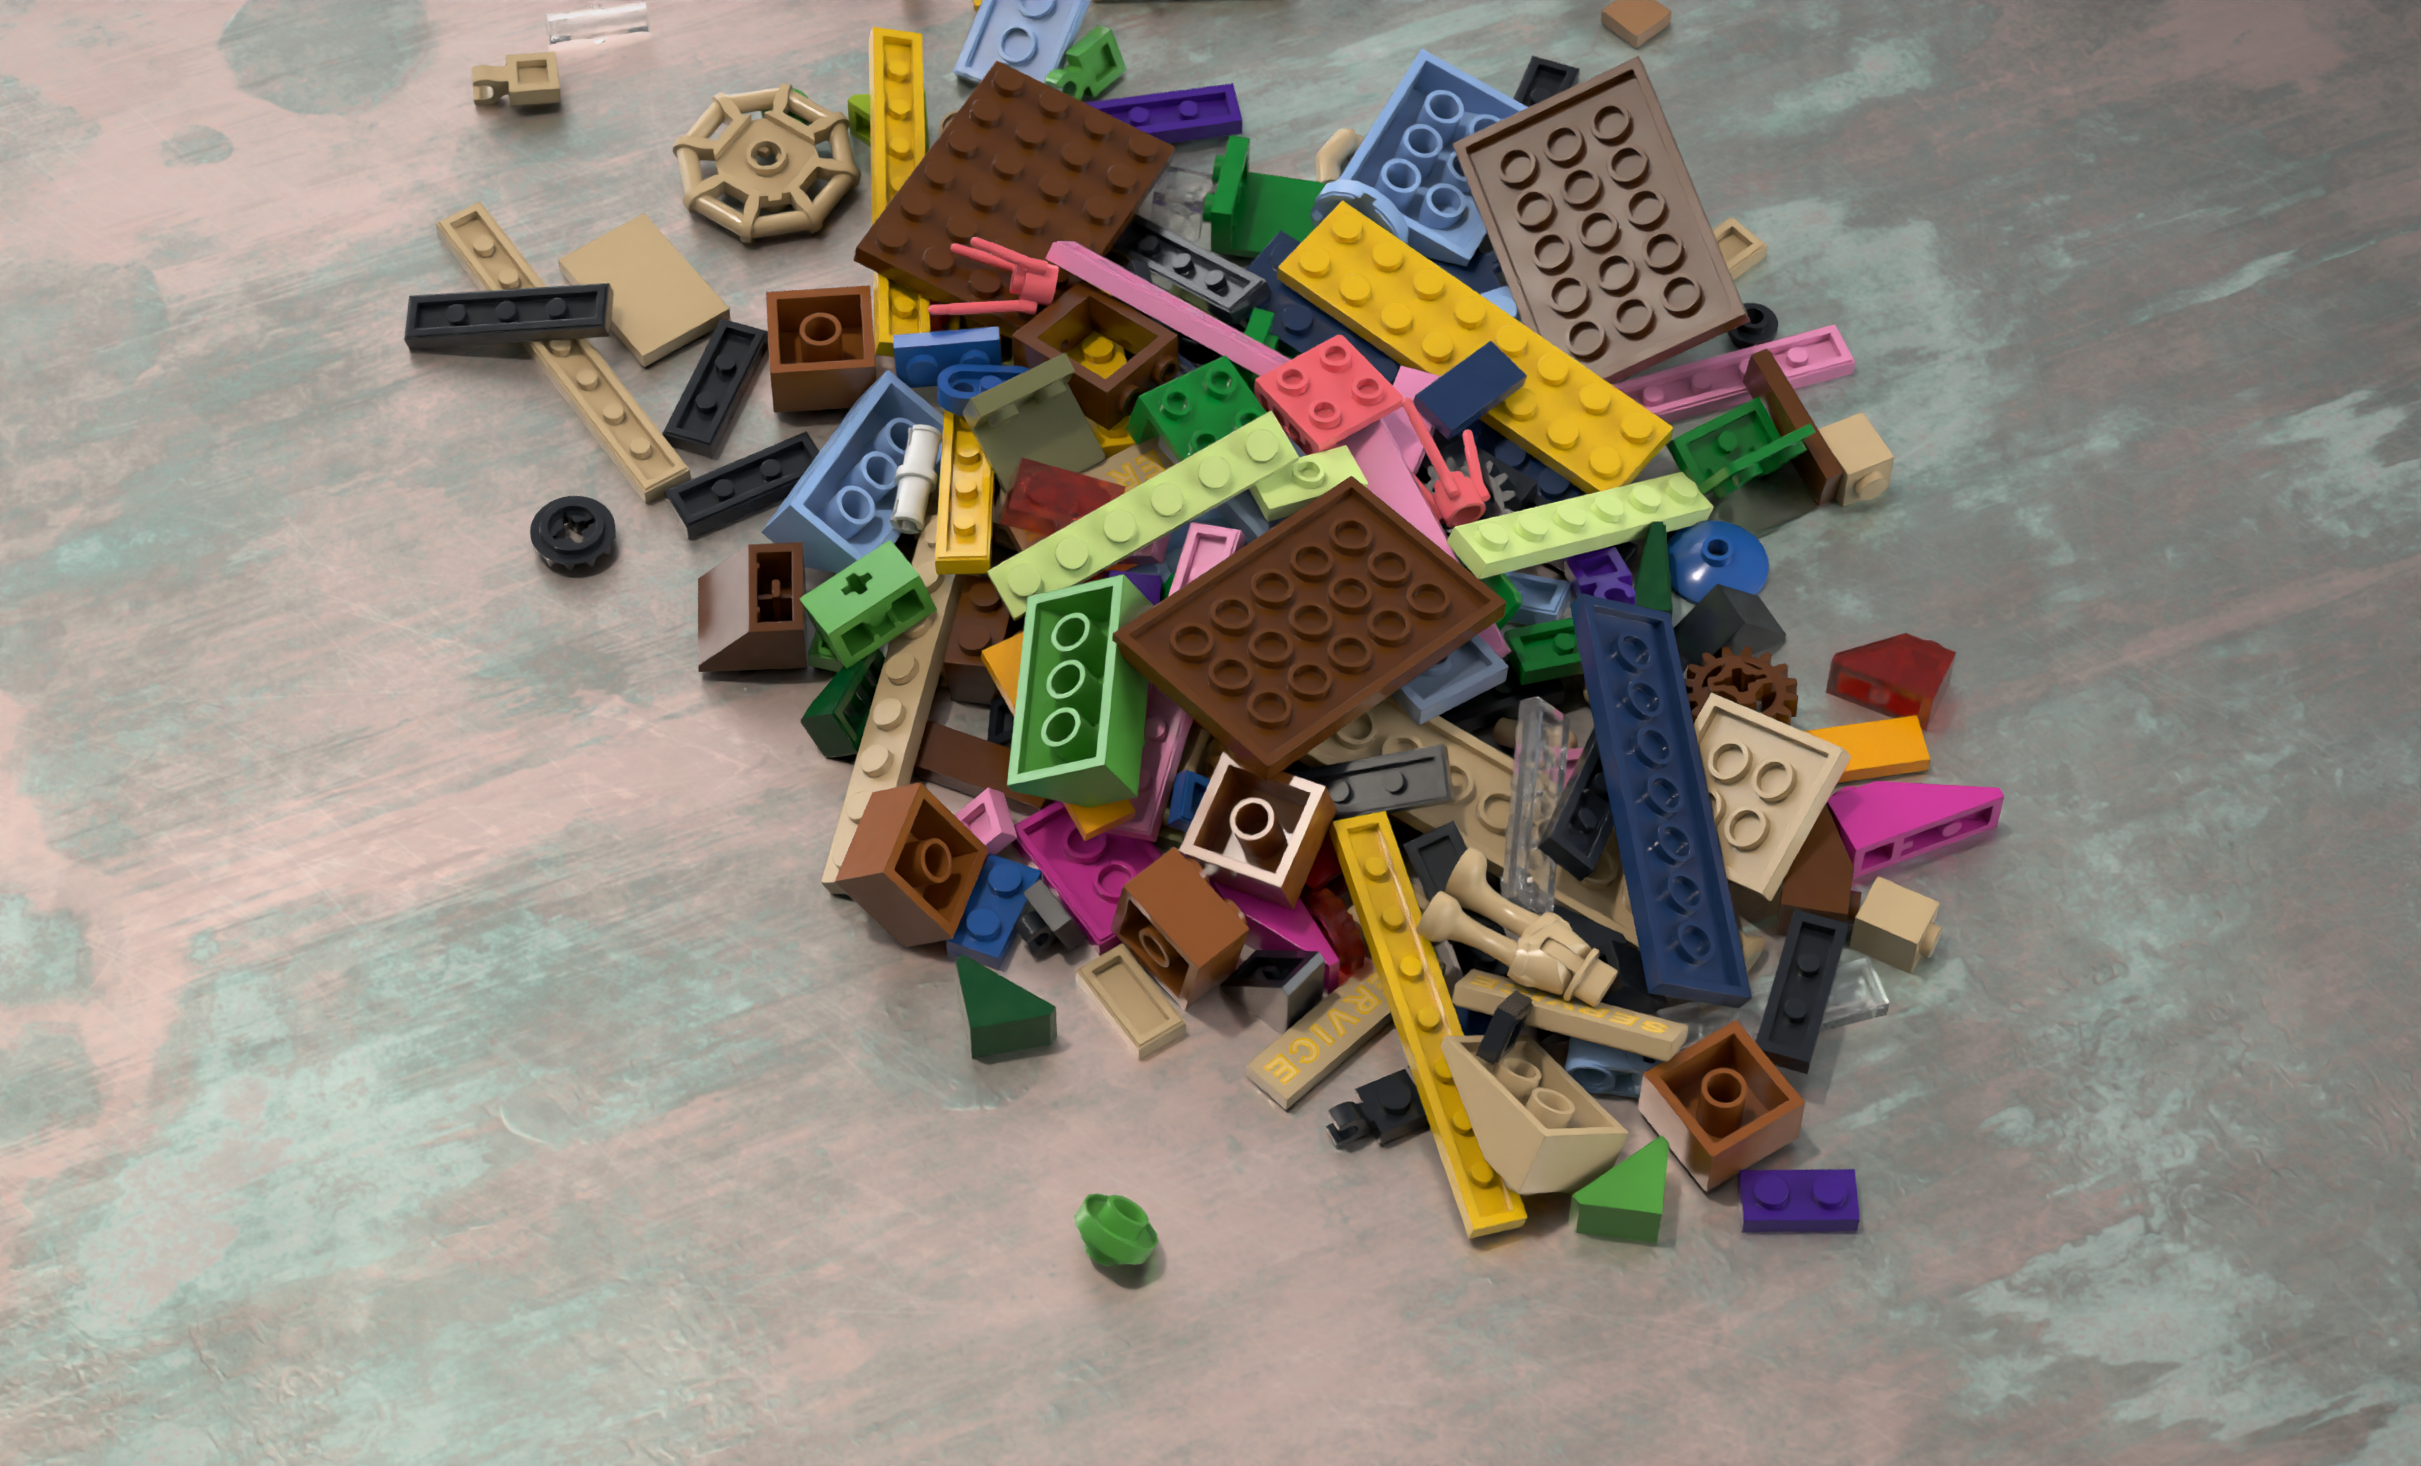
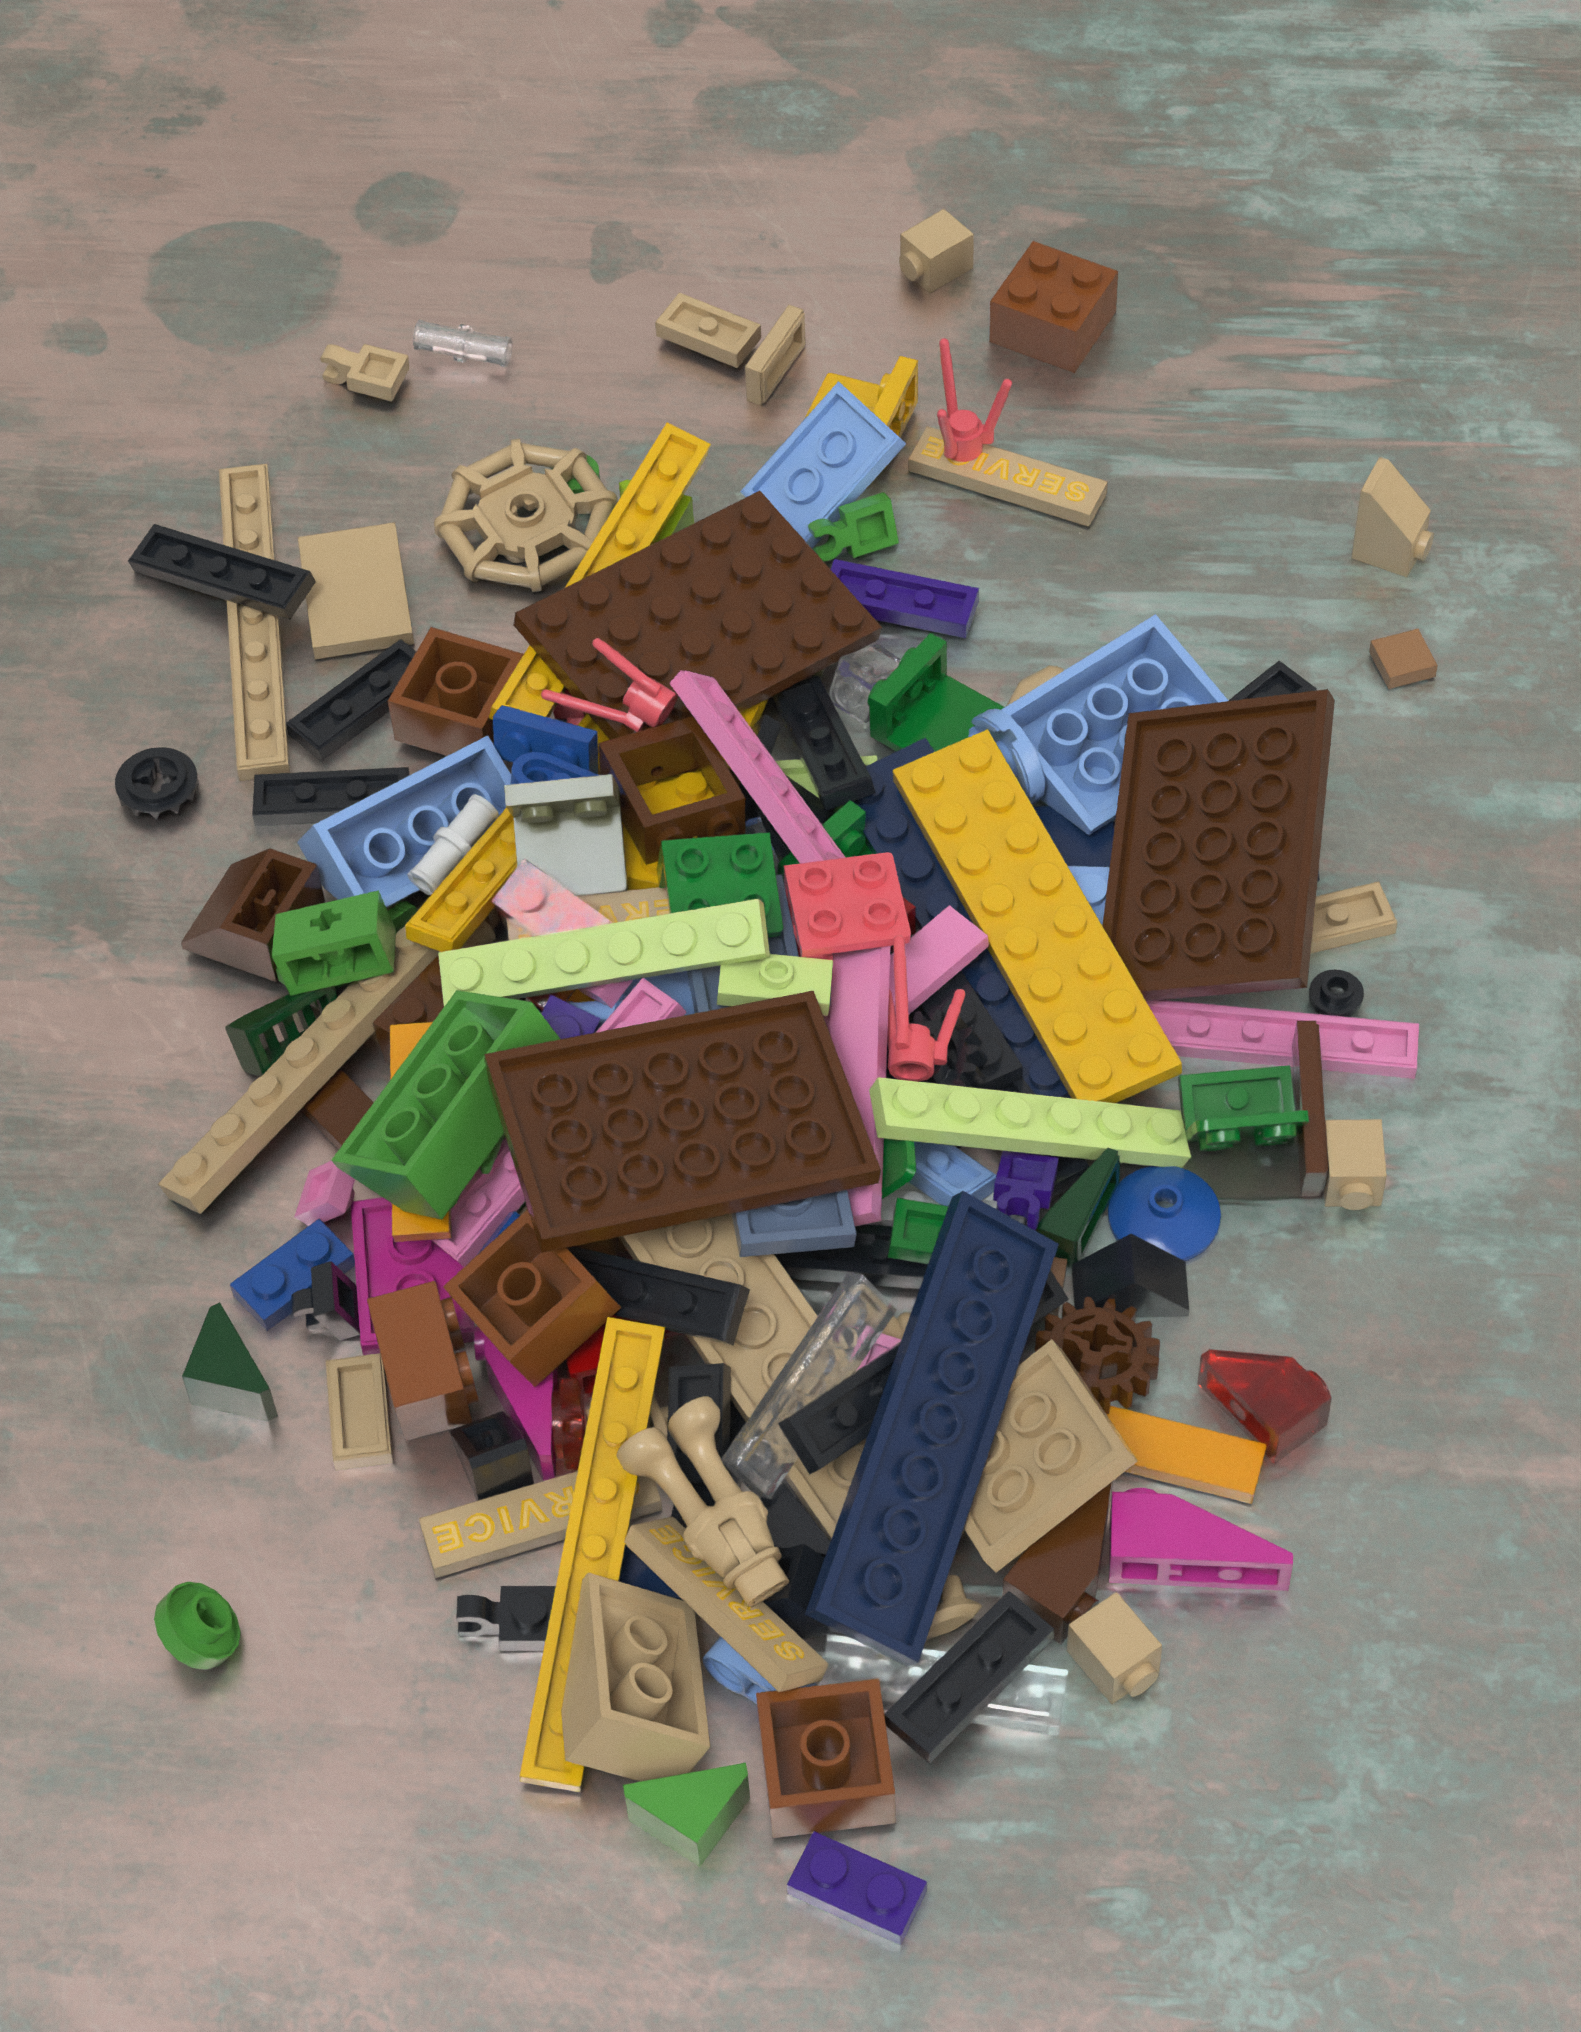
camera: 30 degrees right, 0 degrees up
(912, 865) = (226, 1200): dark orange brick -> none
(1469, 390) = (995, 952): dark blue tile -> none
(1505, 1027) = (646, 1588): black tile -> none

